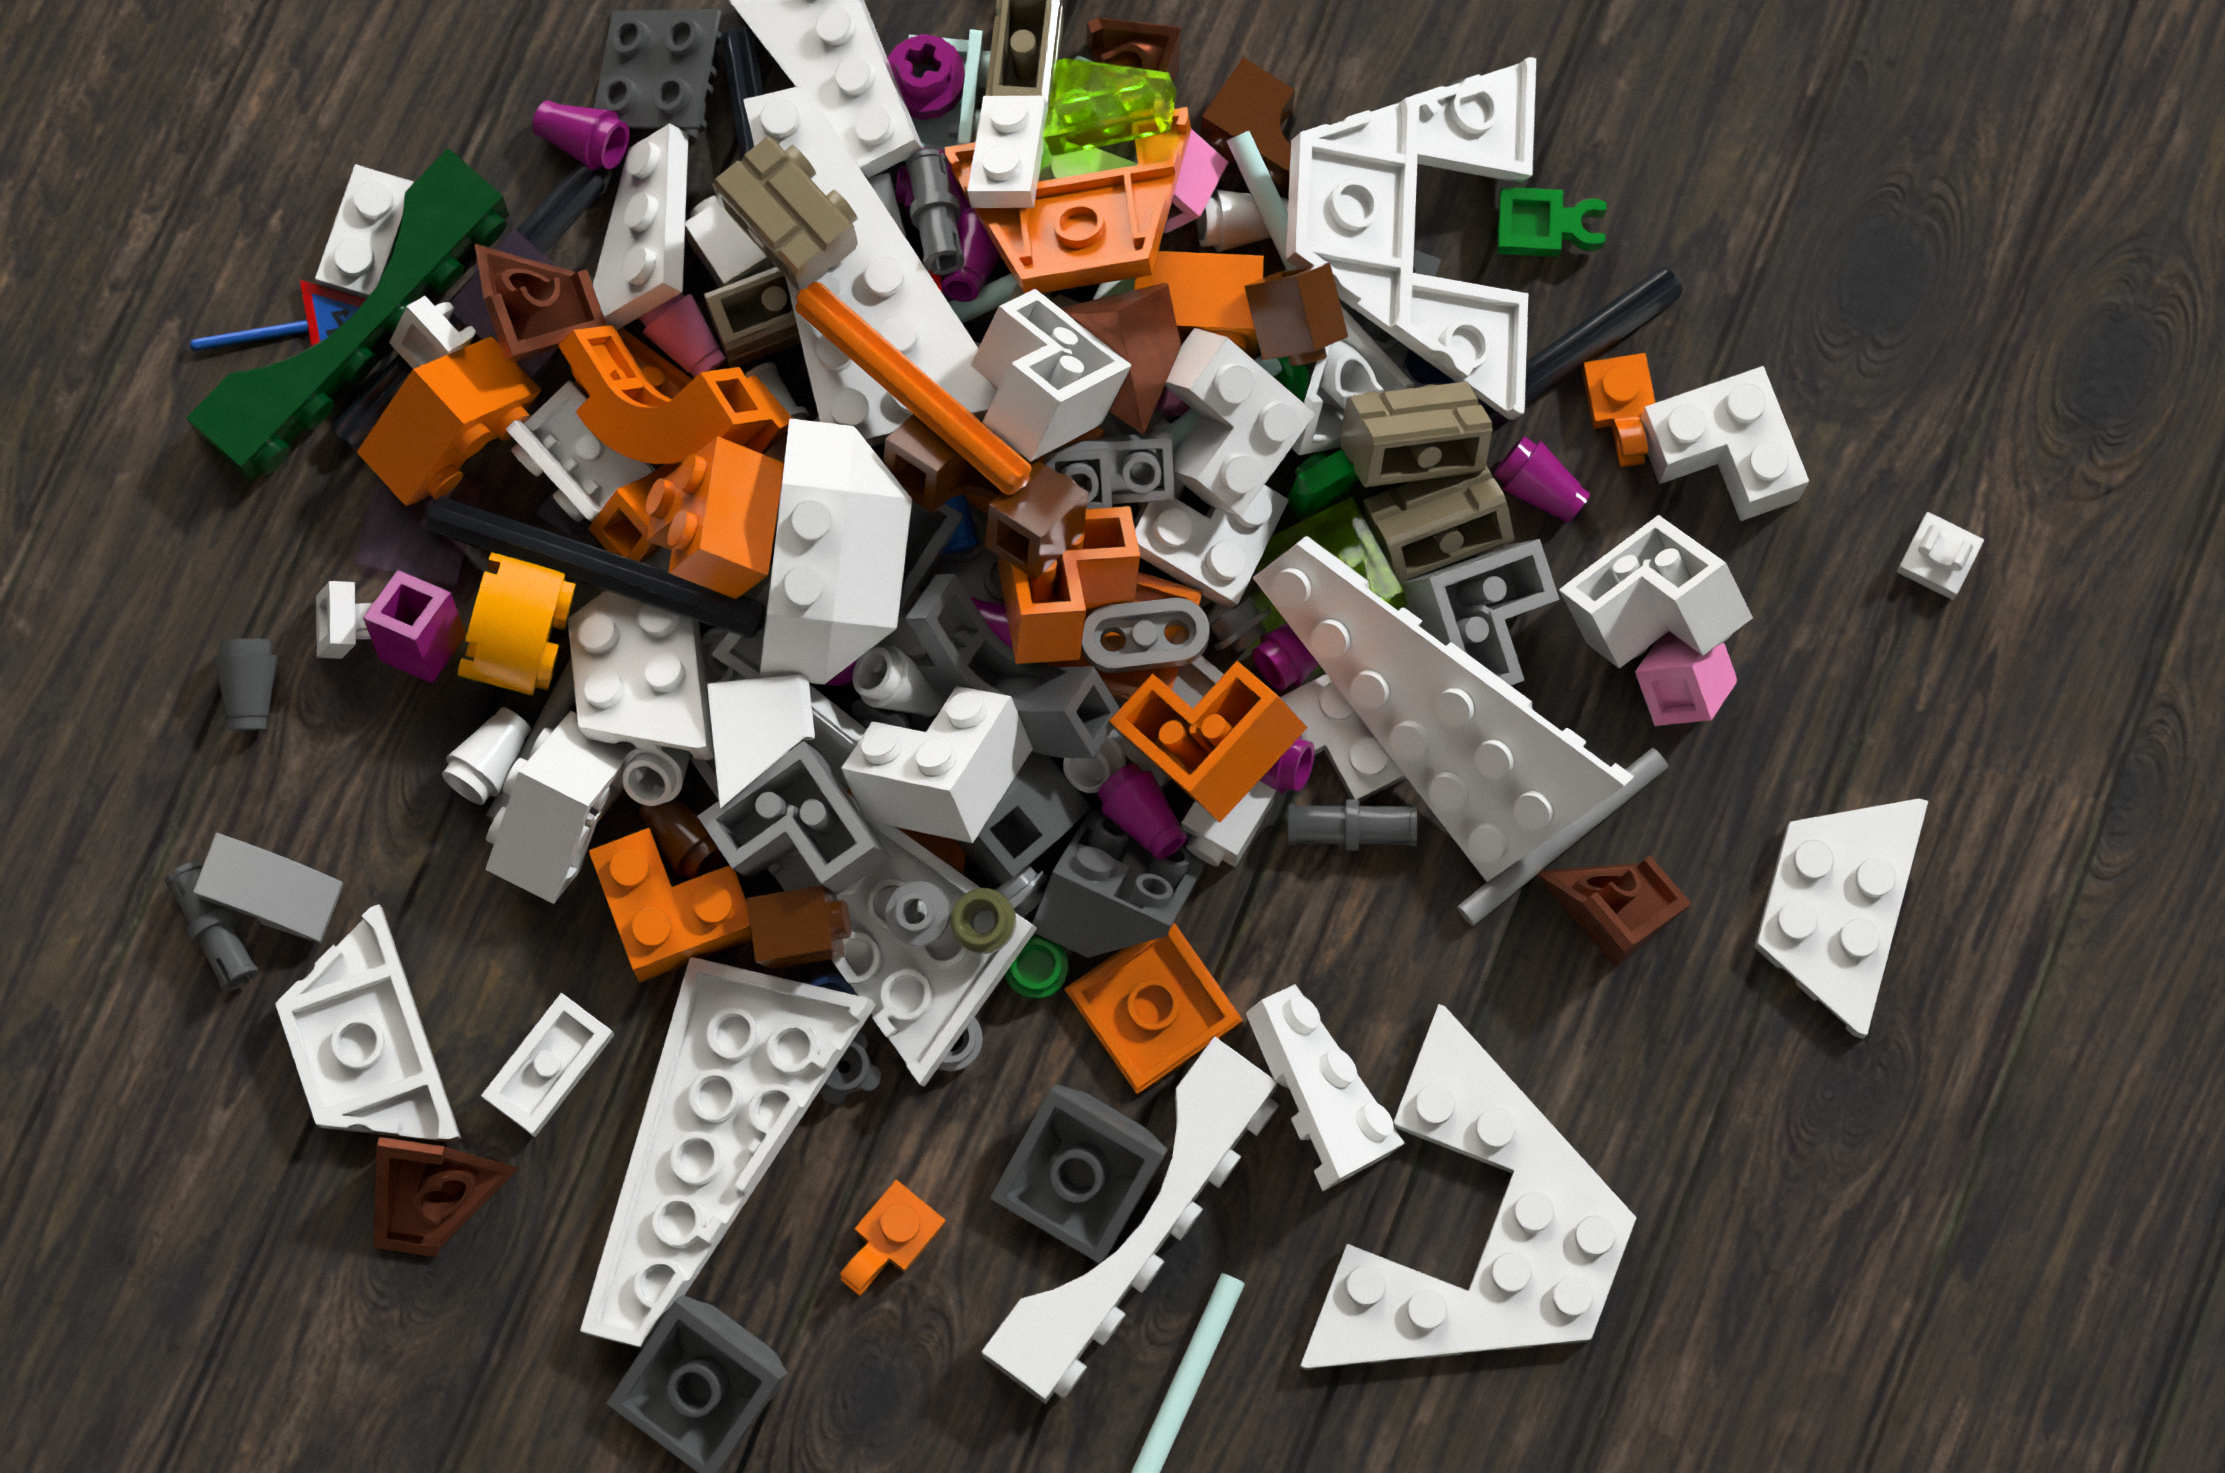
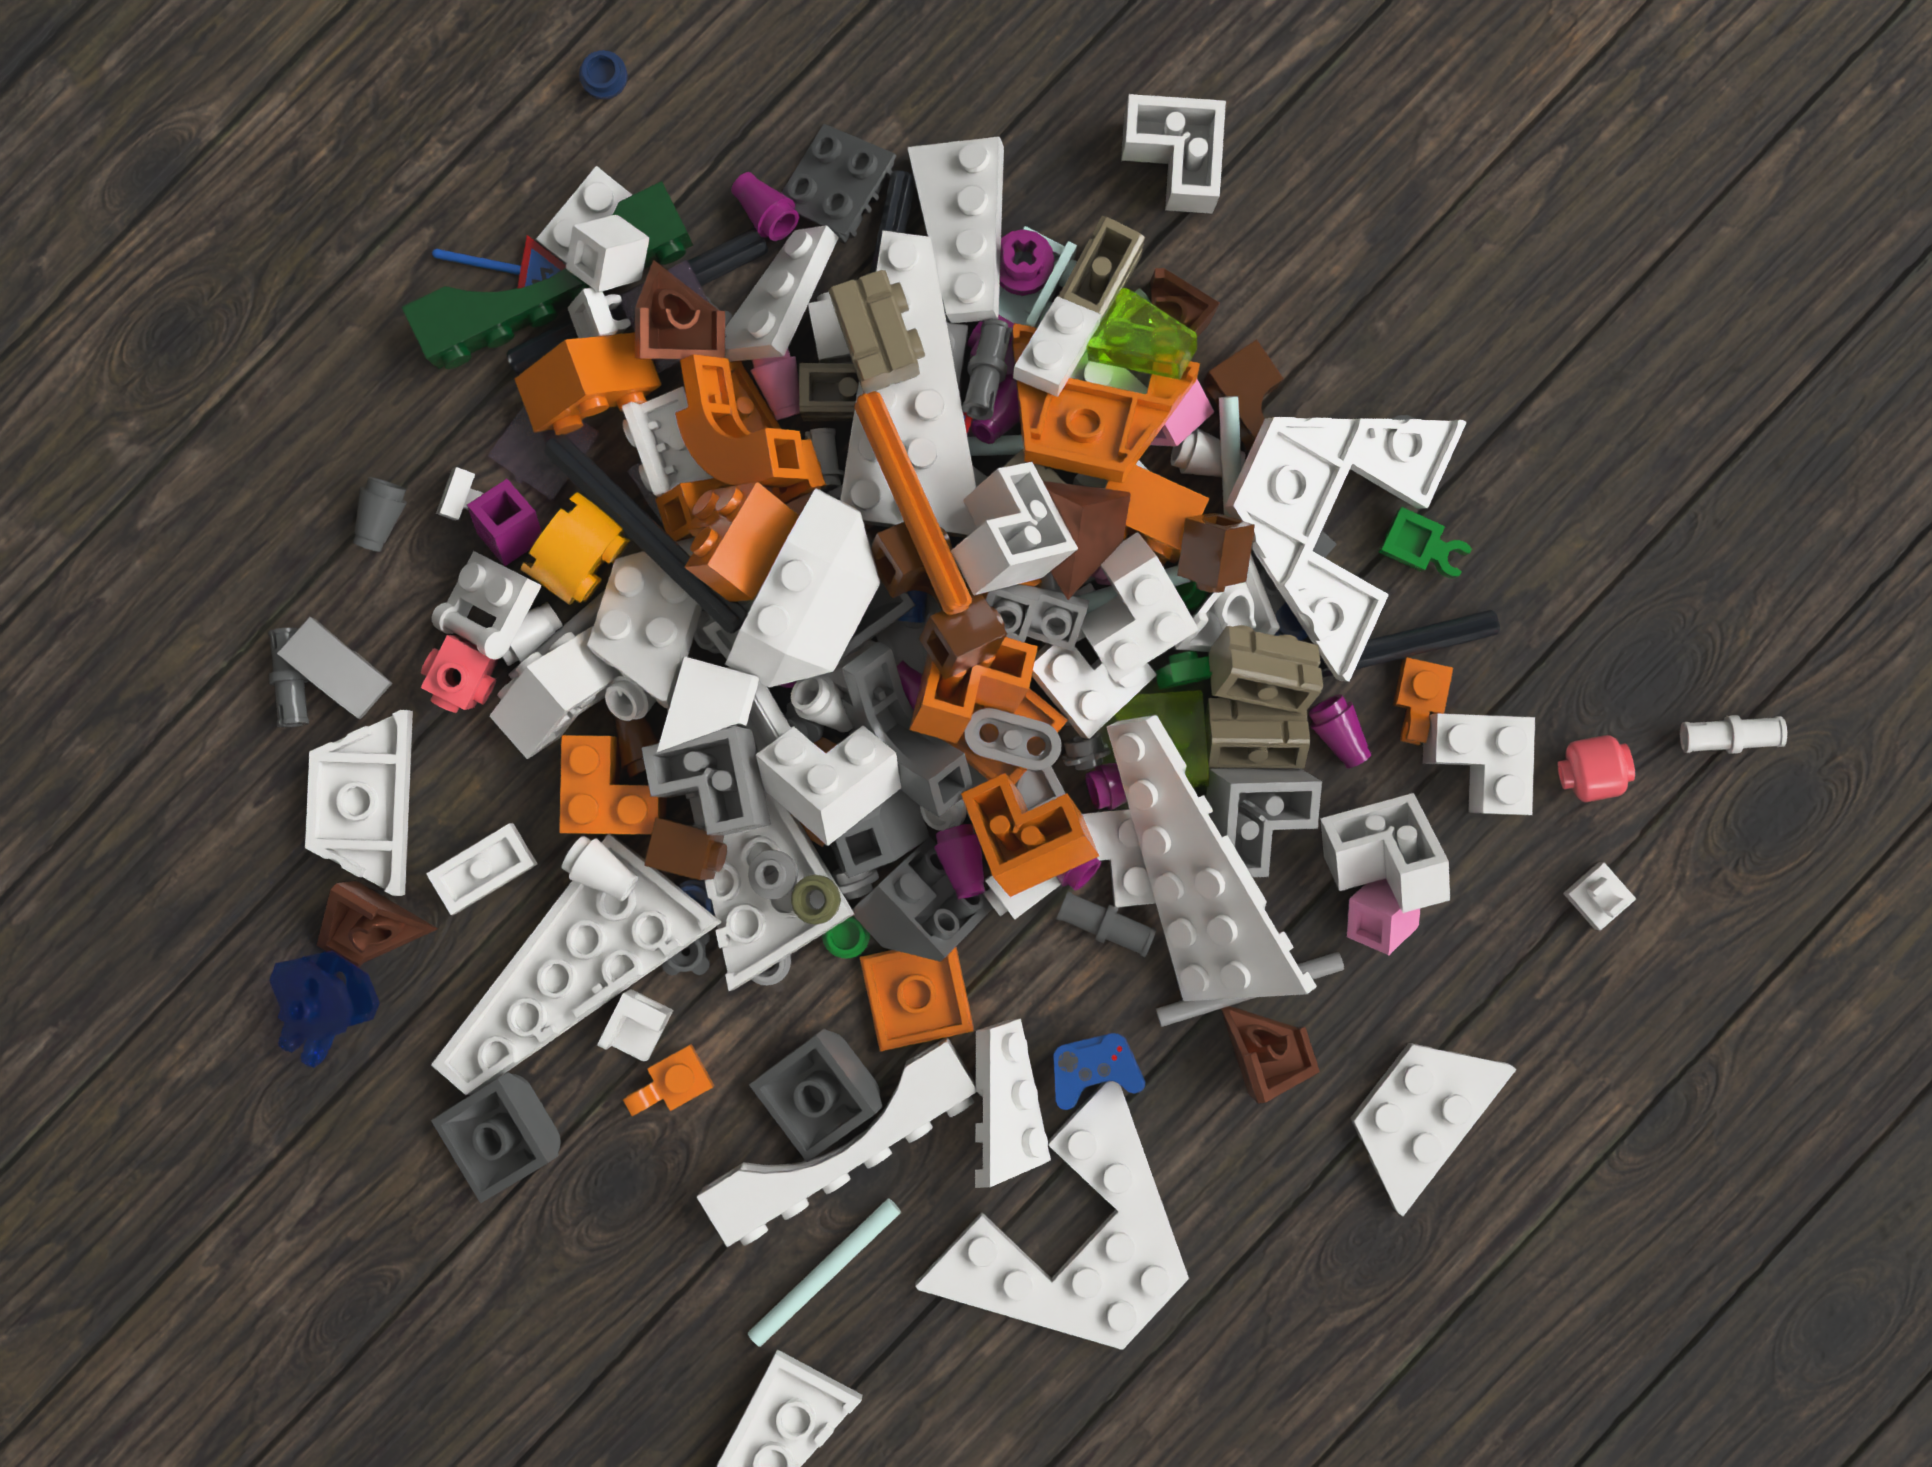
camera: 20 degrees right, 10 degrees up
(320, 55) = (603, 74): none -> dark blue plate
(412, 1300) = (319, 1003): none -> clear blue hinge
(417, 254) = (607, 252): none -> white panel
(428, 809) = (475, 671): none -> coral brick
(430, 715) = (494, 591): none -> white plate
(698, 996) = (598, 868): none -> white cone
(819, 1182) = (635, 1025): none -> white panel
(1408, 998) = (1093, 1063): none -> blue piece
(1867, 402) = (1597, 768): none -> coral head
(2015, 299) = (1733, 734): none -> white pin

